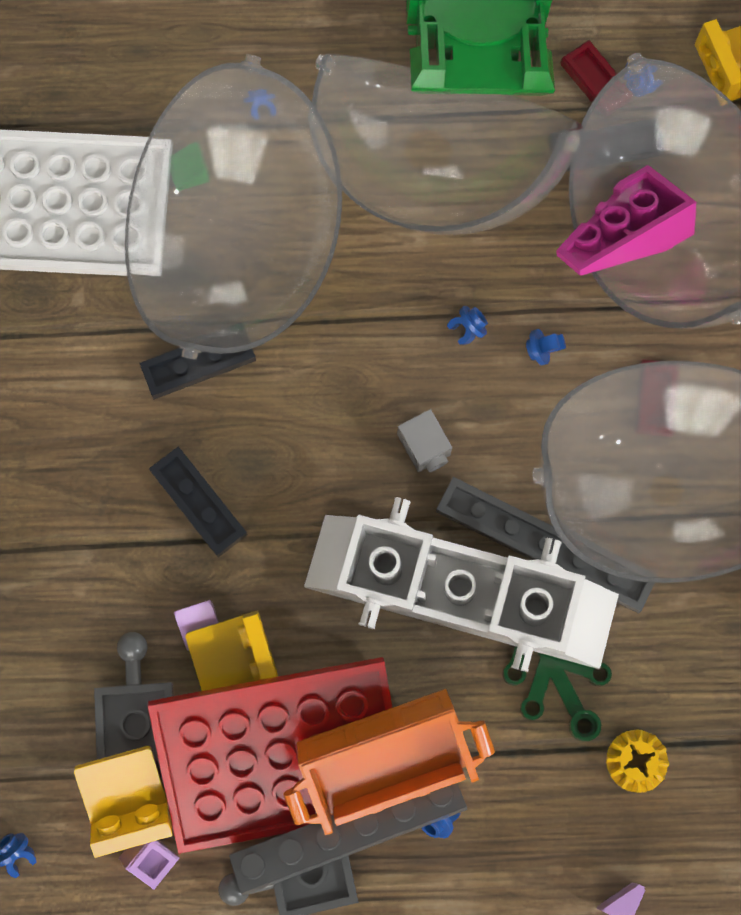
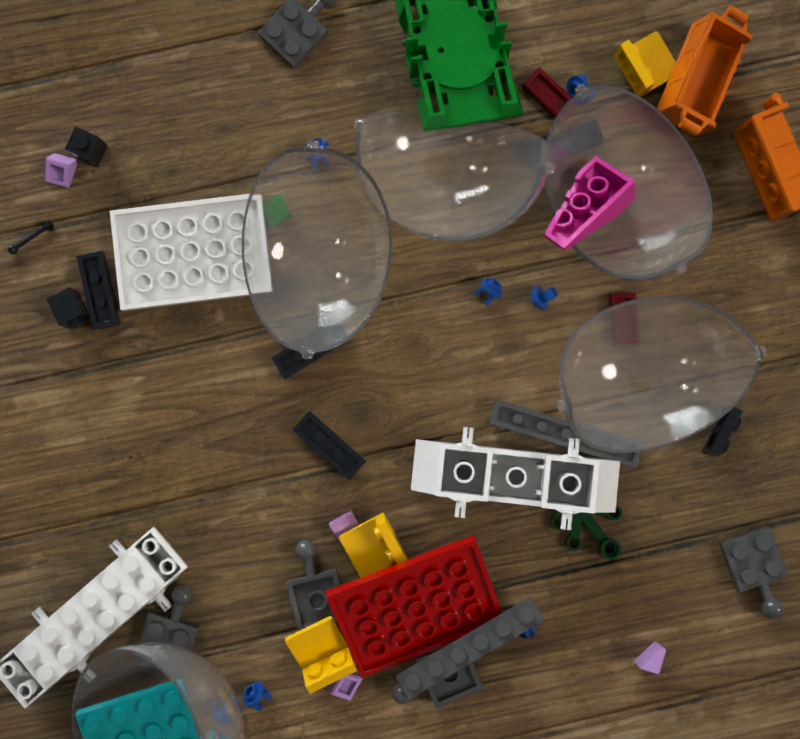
camera: 10 degrees left, 10 degrees up
(385, 761) = (487, 603): orange container -> none
(425, 442) = (474, 378): light grey brick -> none
(620, 754) = (635, 563): yellow gear -> none

